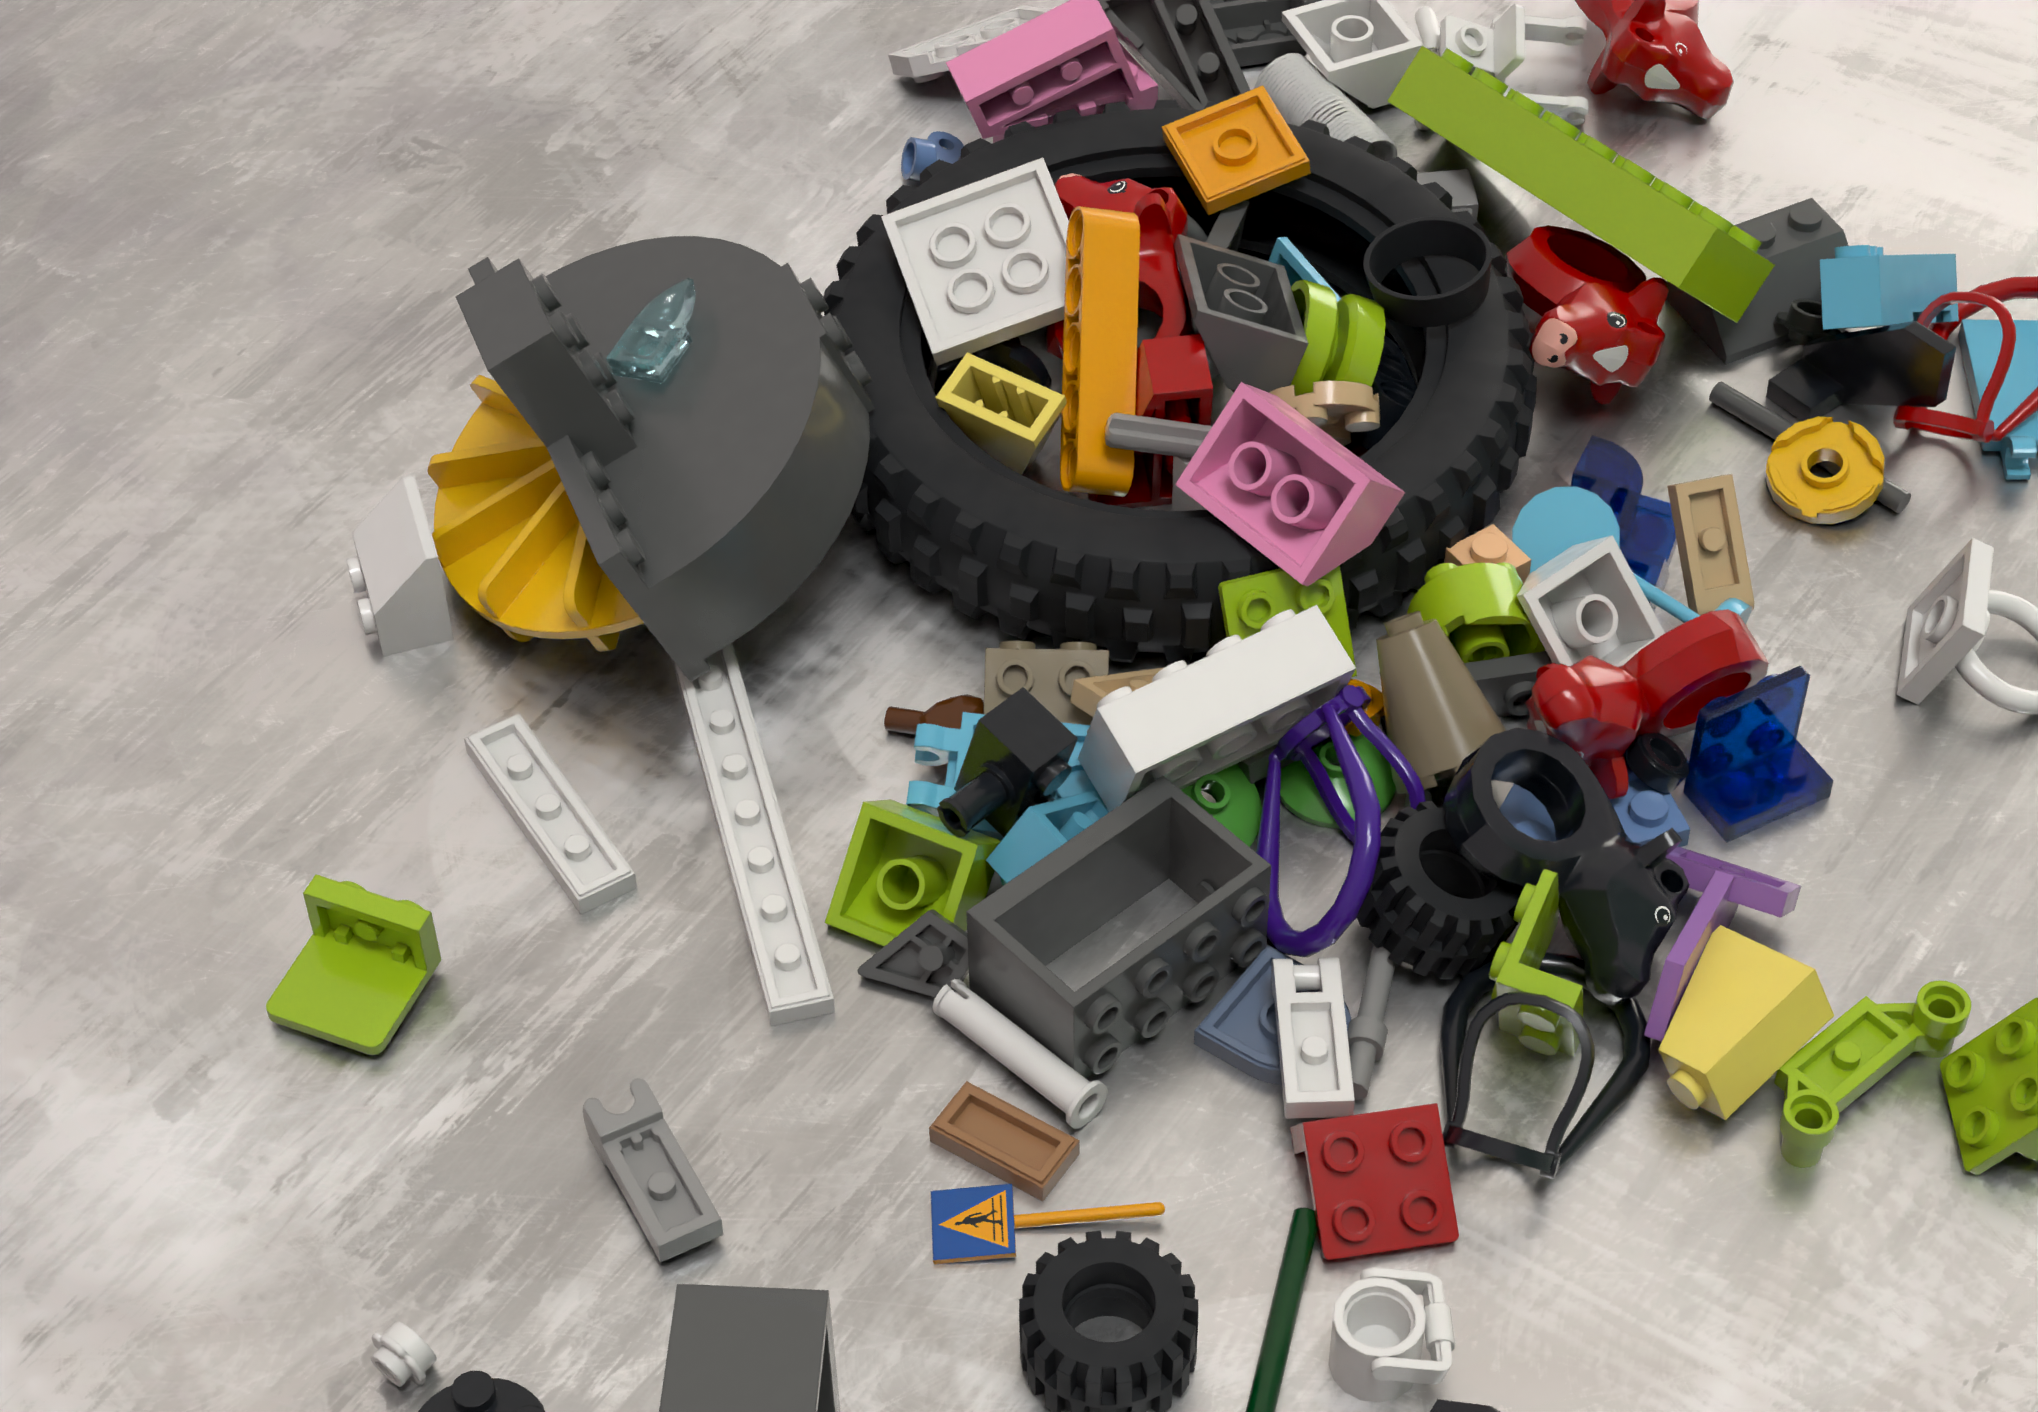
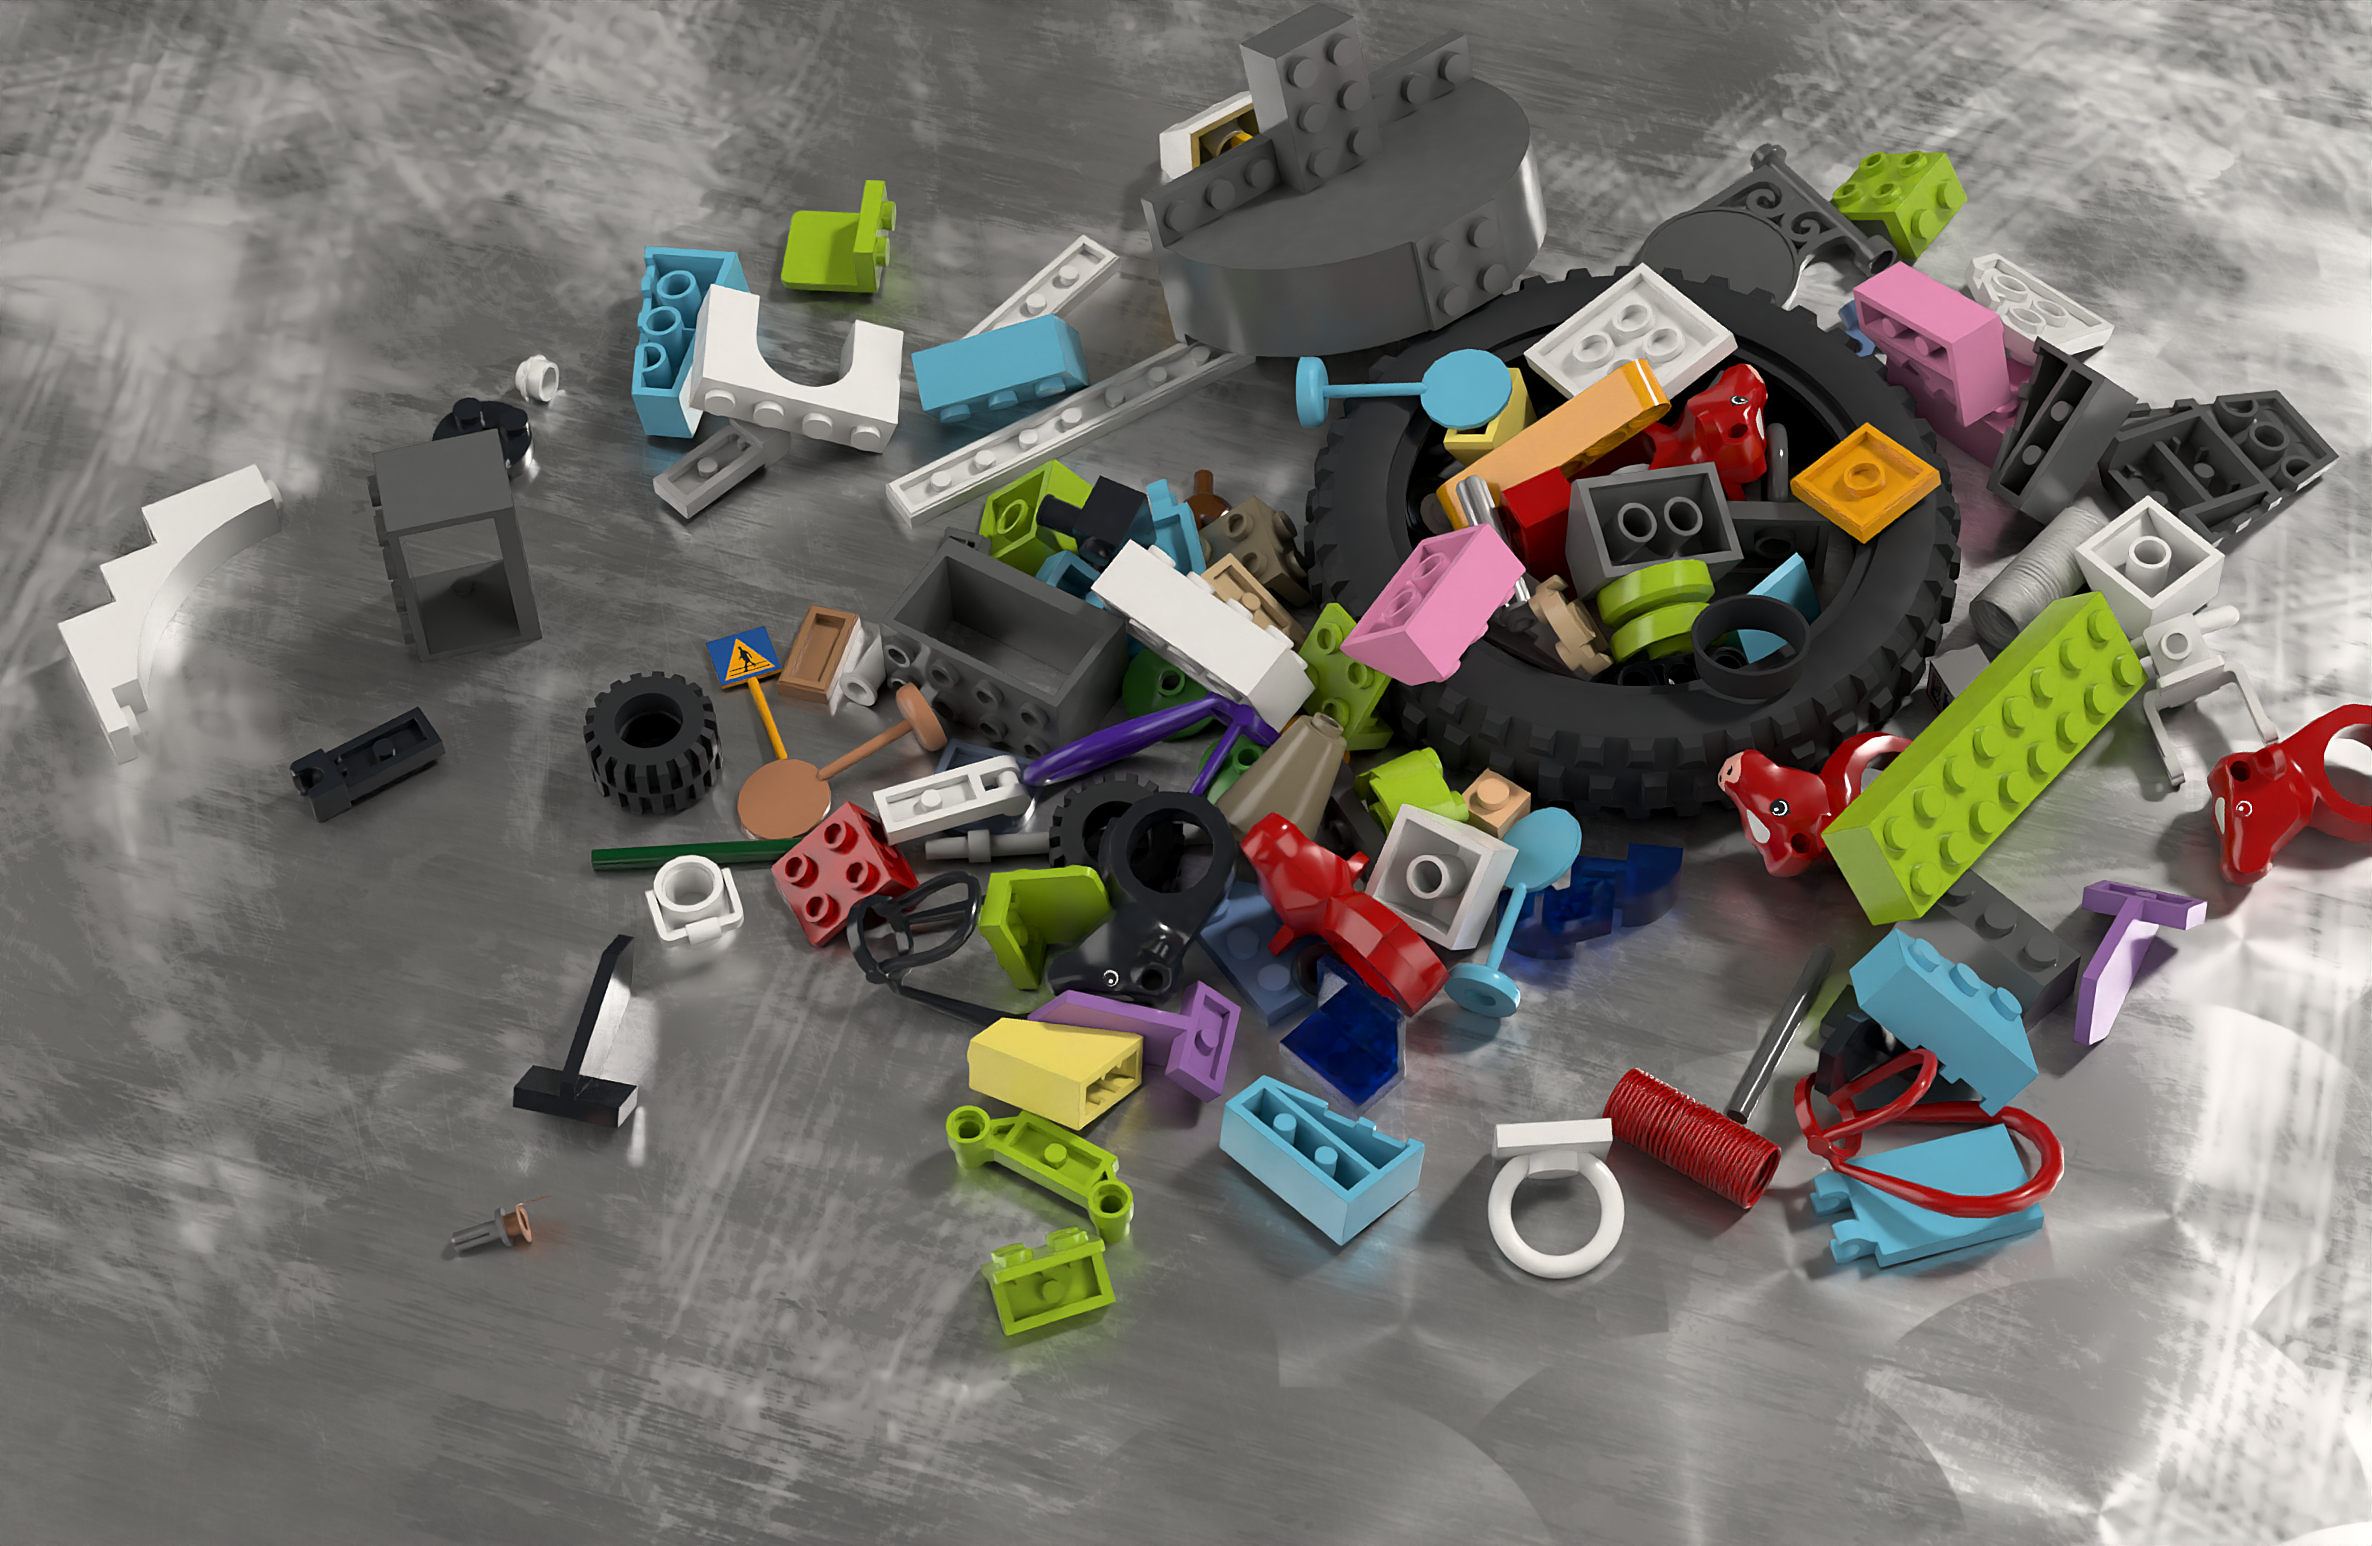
camera: 75 degrees right, 5 degrees up
(428, 1160) = (663, 360): none -> medium azure wedge
(581, 1085) = (739, 384): none -> white arch
(656, 336) = (1392, 155): clear light blue plate -> none
(669, 841) = (1000, 368): none -> medium azure wedge
(774, 96) = (1907, 191): none -> lime bracket
(789, 217) = (1749, 244): none -> dark grey piece
(976, 401) = (1456, 391): none -> medium azure piece
(1220, 1218) = (794, 796): none -> nougat piece
(1710, 542) = (1566, 957): tan hinge -> none
(1758, 167) = (2124, 947): none -> medium lavender piece
(1830, 498) = (1744, 1067): yellow tile -> none
(1915, 818) = (1317, 1160): none -> medium azure wedge
(1927, 534) = (1701, 1147): none -> red piece

